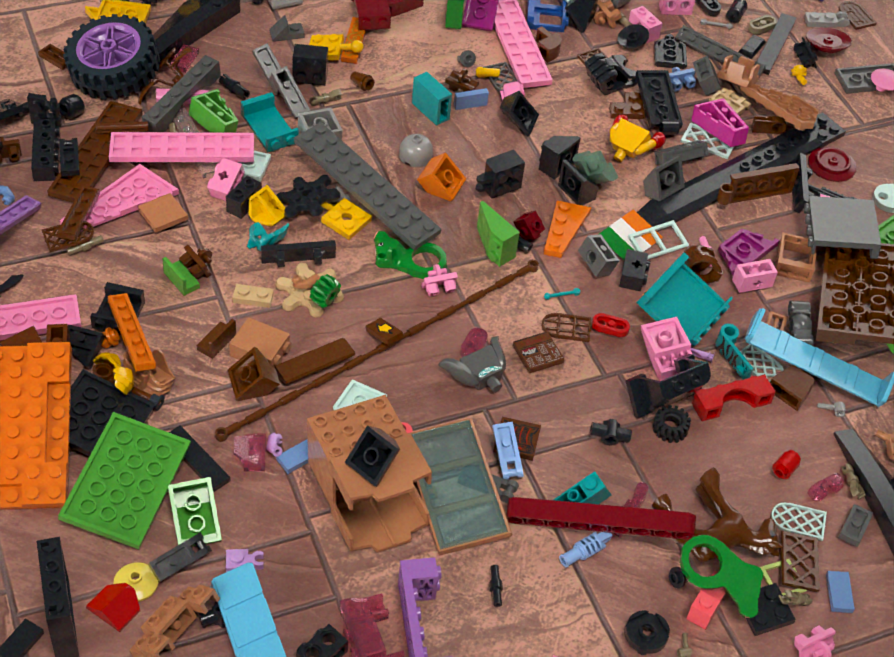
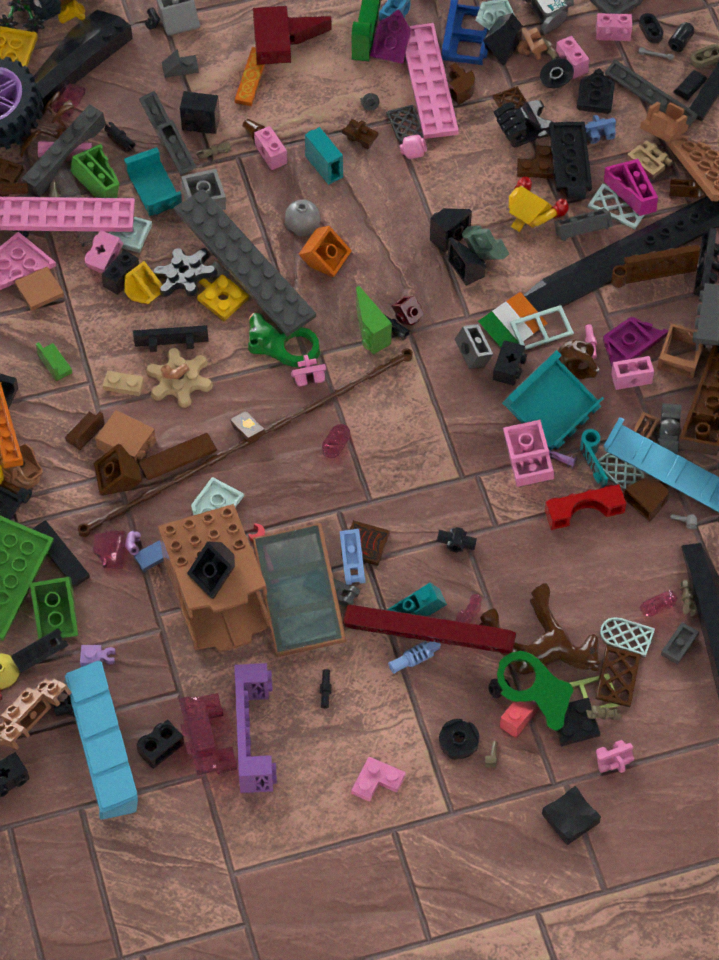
camera: 10 degrees right, 10 degrees up
(190, 257) = (64, 340): reddish brown hips -> none
(266, 239) = (133, 320): teal hair -> none
(325, 290) = (192, 383): green gear -> none
(335, 44) = (225, 85): yellow plate -> none
(379, 94) = (270, 148): none -> bright pink brick
(471, 99) = (368, 154): medium blue tile -> none
(479, 368) = (338, 468): dark grey torso -> none
(487, 72) = (385, 119): yellow arm -> none
(501, 174) = (385, 250): black hinge -> none
(519, 112) = (417, 172): black slope -> none
(538, 352) = (398, 451): reddish brown tile -> none
(564, 226) = (446, 310): orange wing -> none
(573, 331) = (438, 429): reddish brown window -> none
(576, 291) = (447, 385): teal hinge -> none
(610, 325) = (476, 424): red plate -> none
(651, 395) = (499, 506): black windscreen -> none
(664, 179) = (558, 259): dark grey slope -> none
(669, 432) = (515, 542): black tyre -> none
(706, 75) = (628, 126): dark grey brick -> none
(786, 464) = (624, 579): red brick -> none
(840, 592) = (650, 708): medium blue tile -> none

